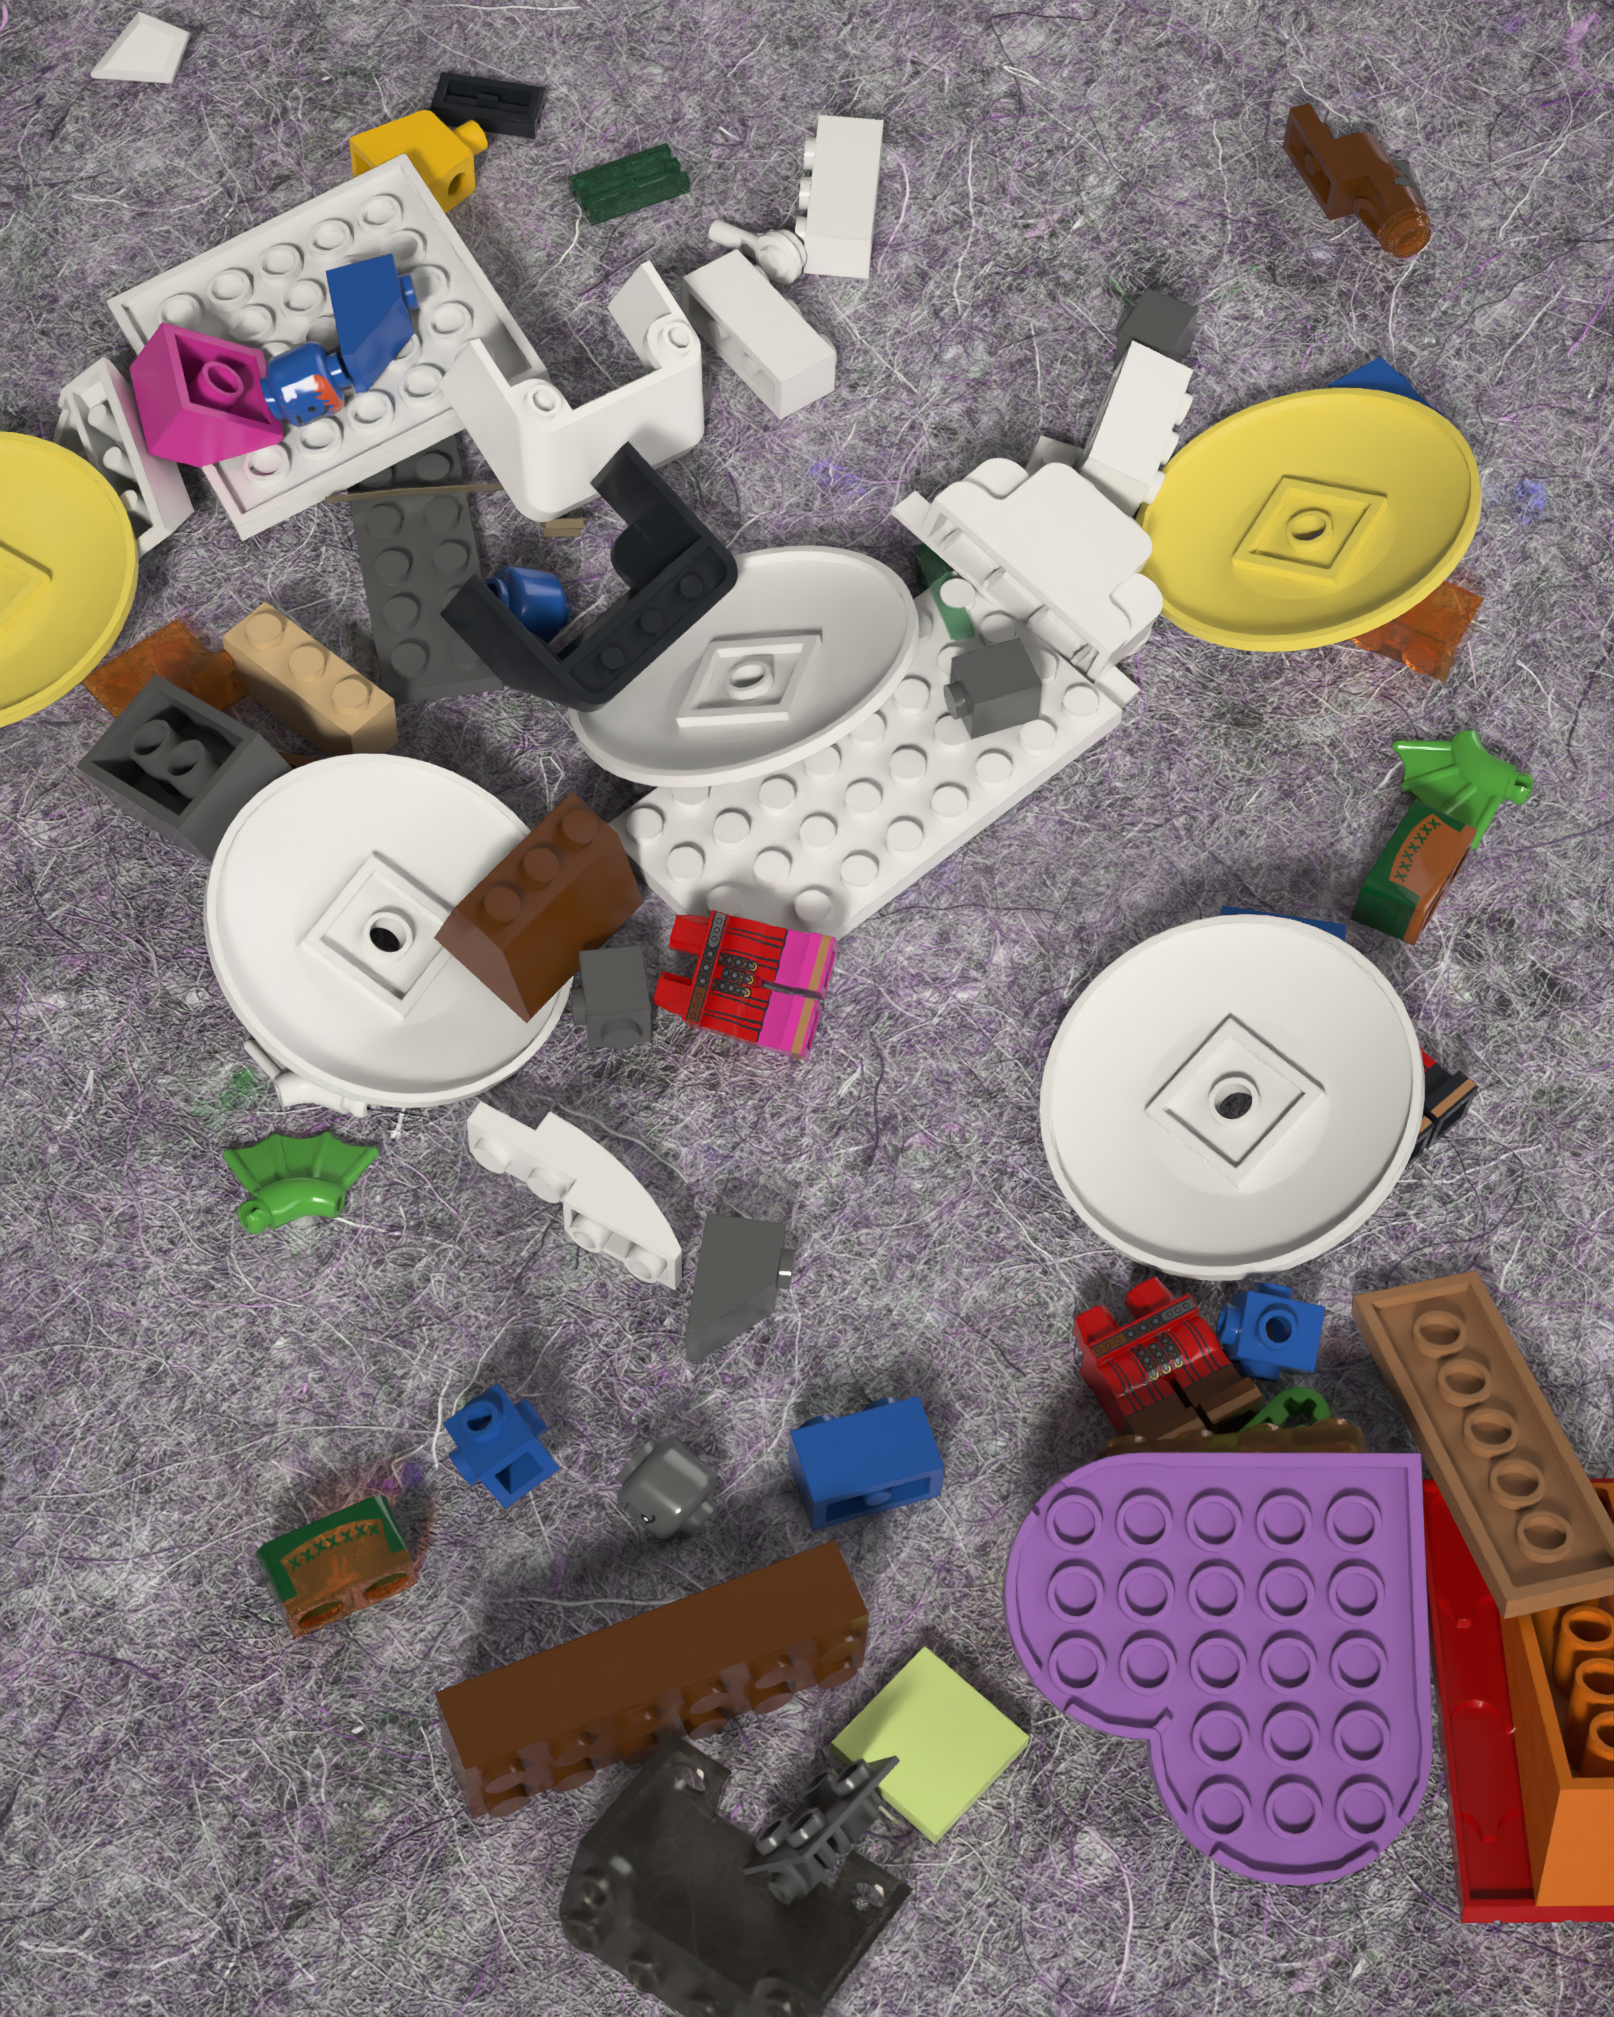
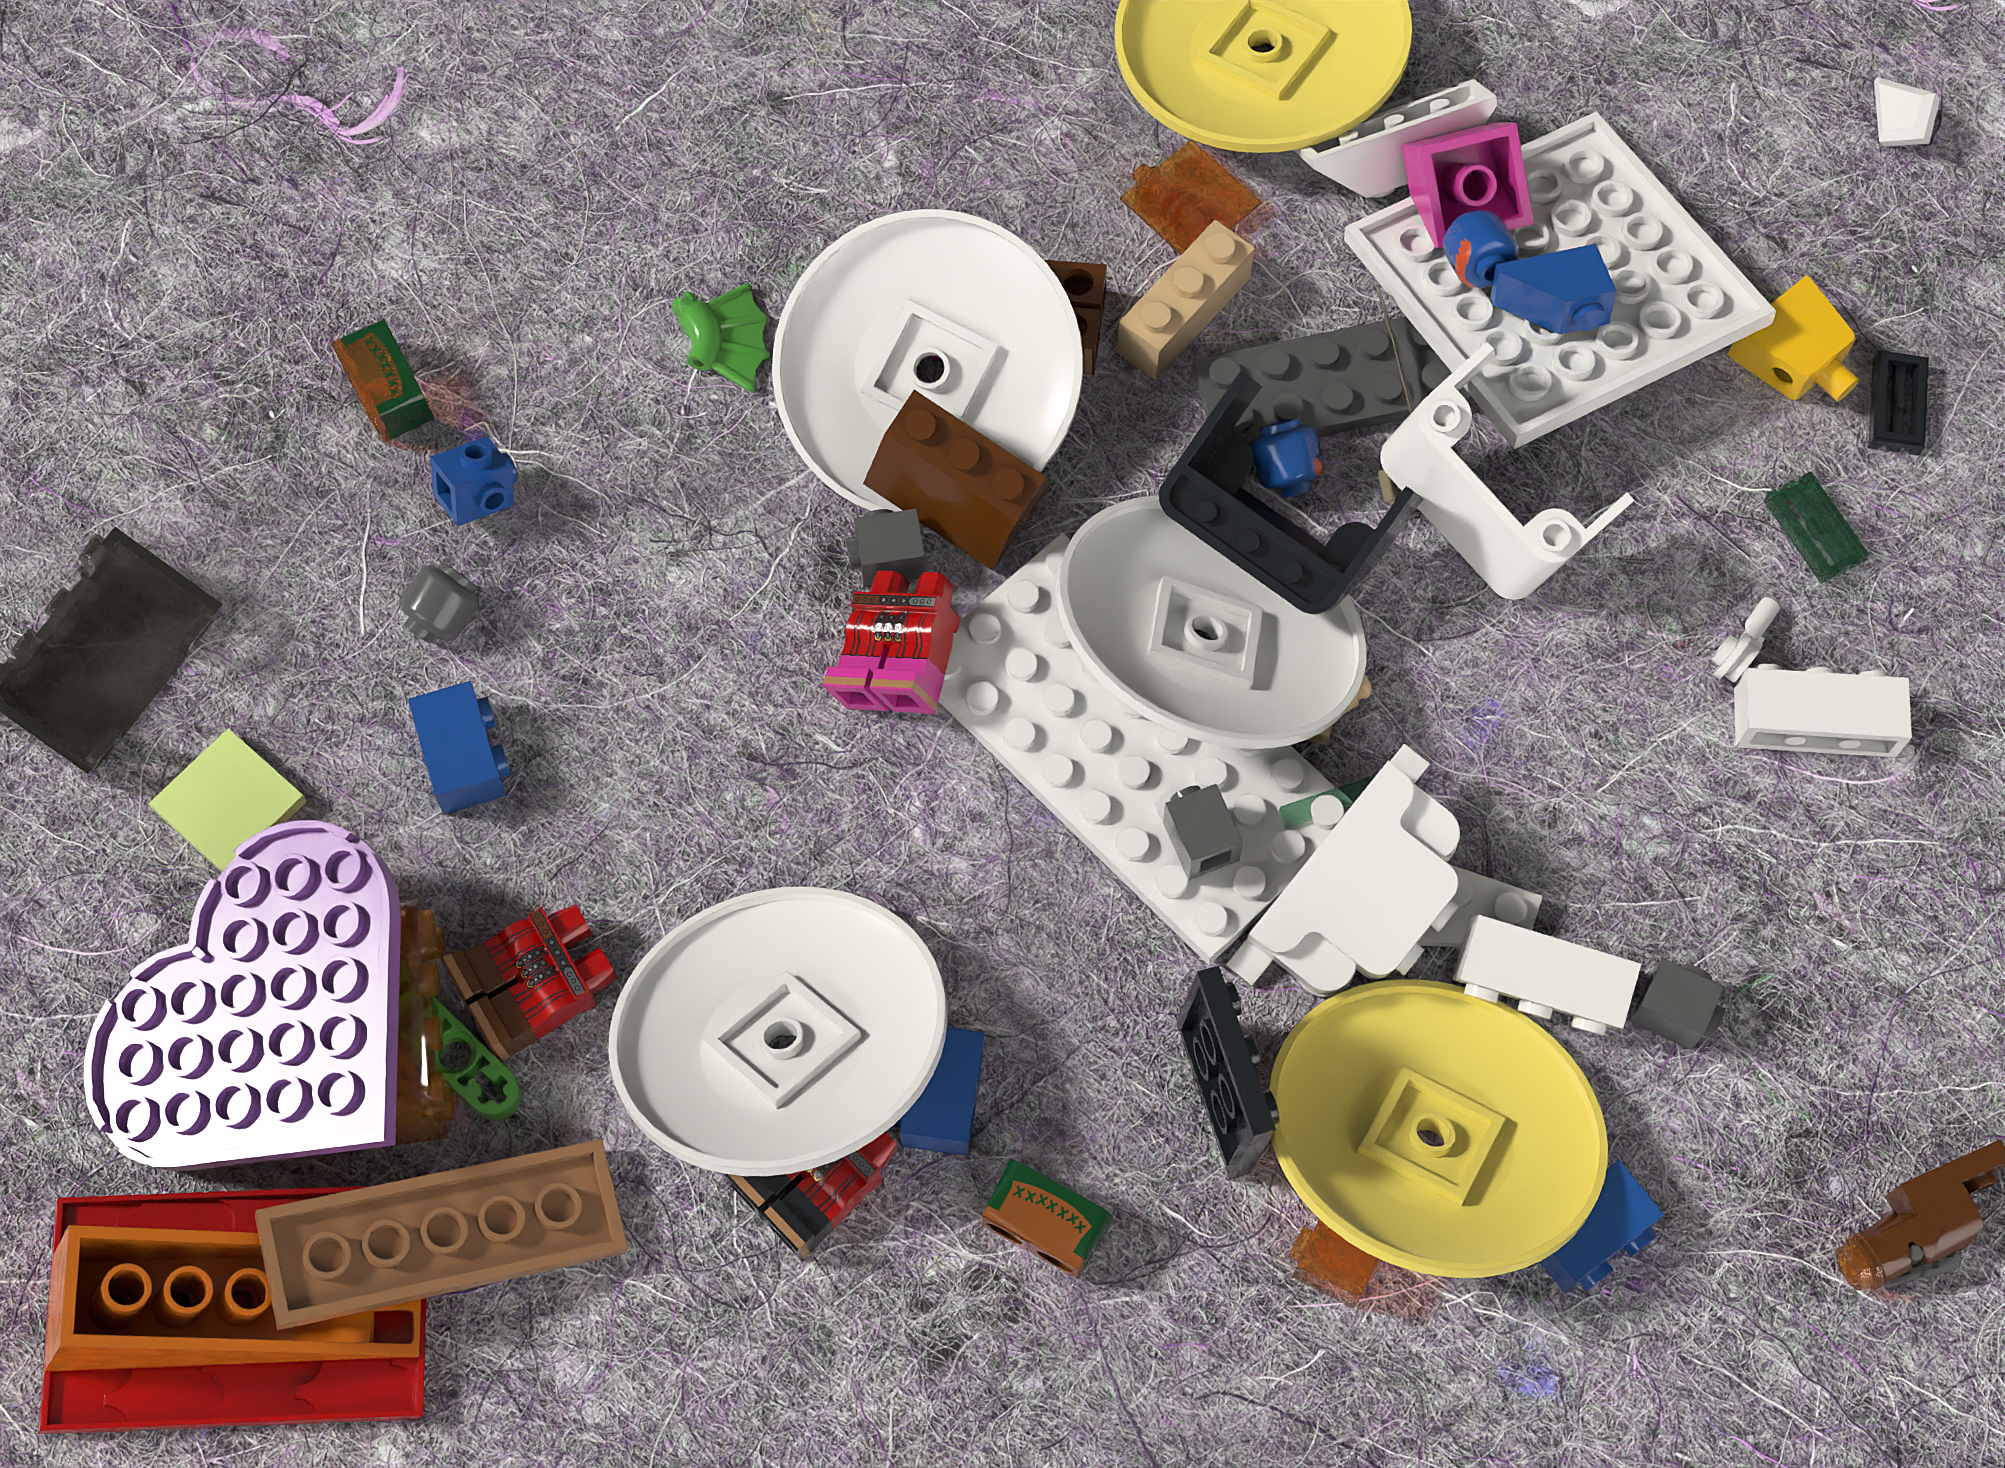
camera: 90 degrees right, 10 degrees up
(181, 766) = (1073, 200): dark grey brick -> none
(599, 1195) = (698, 547): white slope -> none
(653, 1676) = (263, 592): reddish brown brick -> none
(735, 1280) = (622, 645): dark grey slope -> none
(759, 333) = (1634, 641): white brick -> none
(834, 1816) = (140, 704): dark grey hinge -> none
(1271, 677) = (1226, 1073): none -> black plate
(1290, 1326) = (559, 1061): blue brick -> none
(1461, 779) = (1162, 1277): bright green arm -> none

